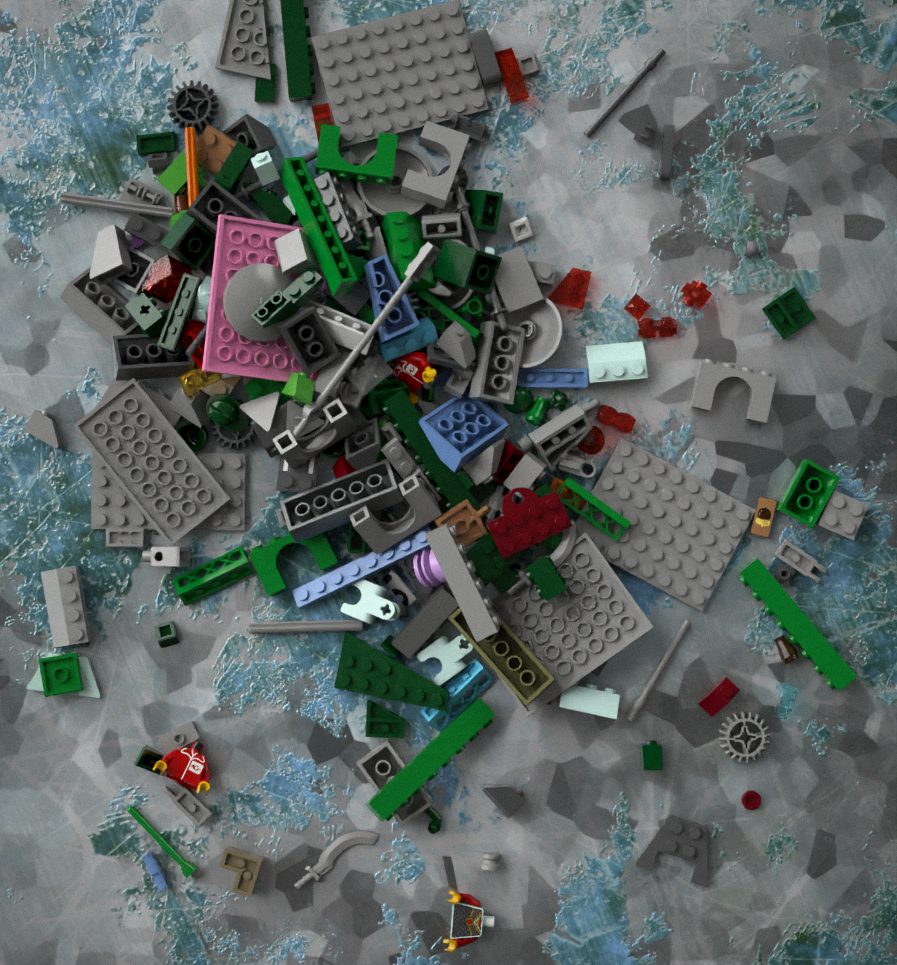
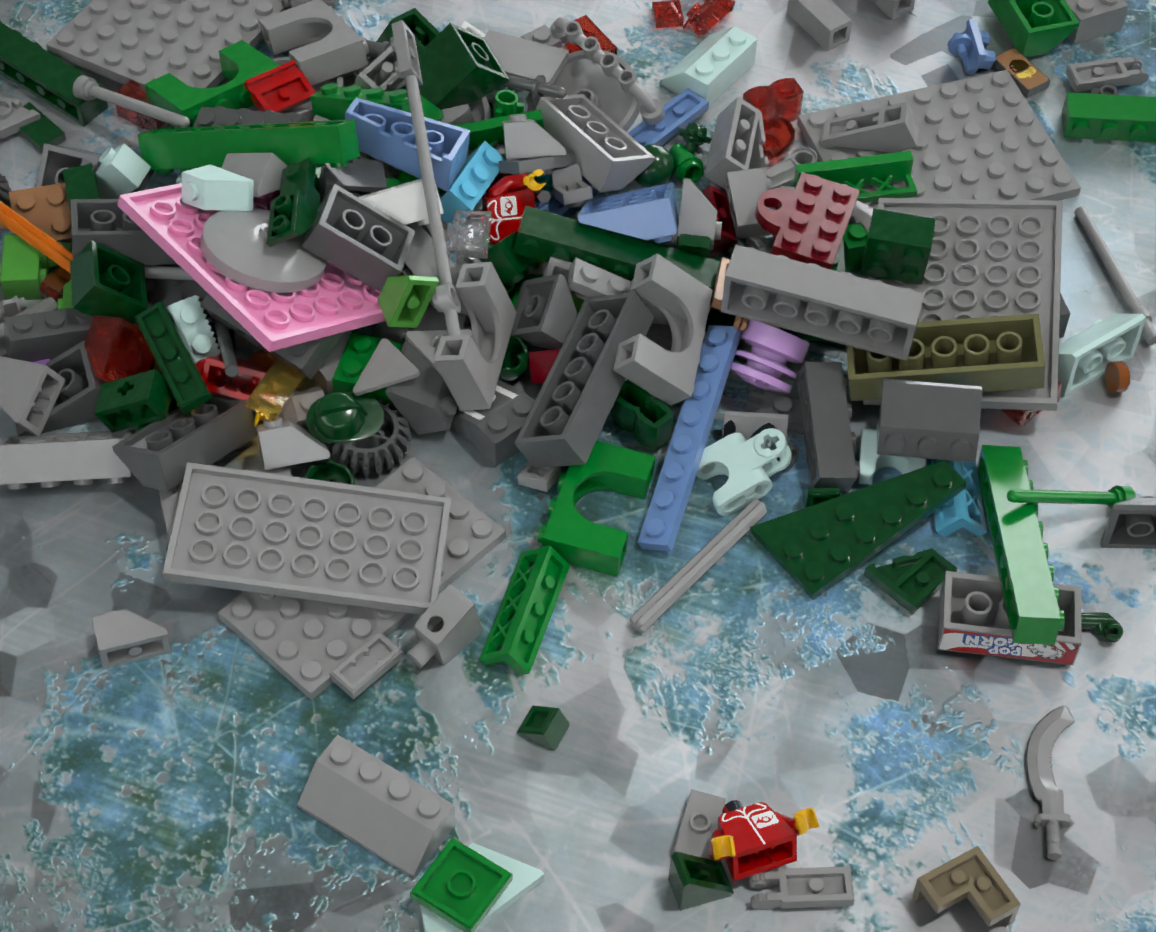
camera: 45 degrees left, 35 degrees down
(268, 249) = (217, 189): none -> light aqua slope
(297, 95) = (88, 89): none -> light grey piece
(378, 192) = (280, 89): none -> red plate
(456, 673) = (929, 420): none -> dark grey slope
(511, 776) = (1112, 496): none -> green piece
(562, 276) = (571, 31): none -> light grey bar
(587, 722) = (1117, 376): none -> dark orange tile
(634, 488) = (878, 129): none -> light grey slope
(753, 479) = (972, 47): none -> medium blue hips

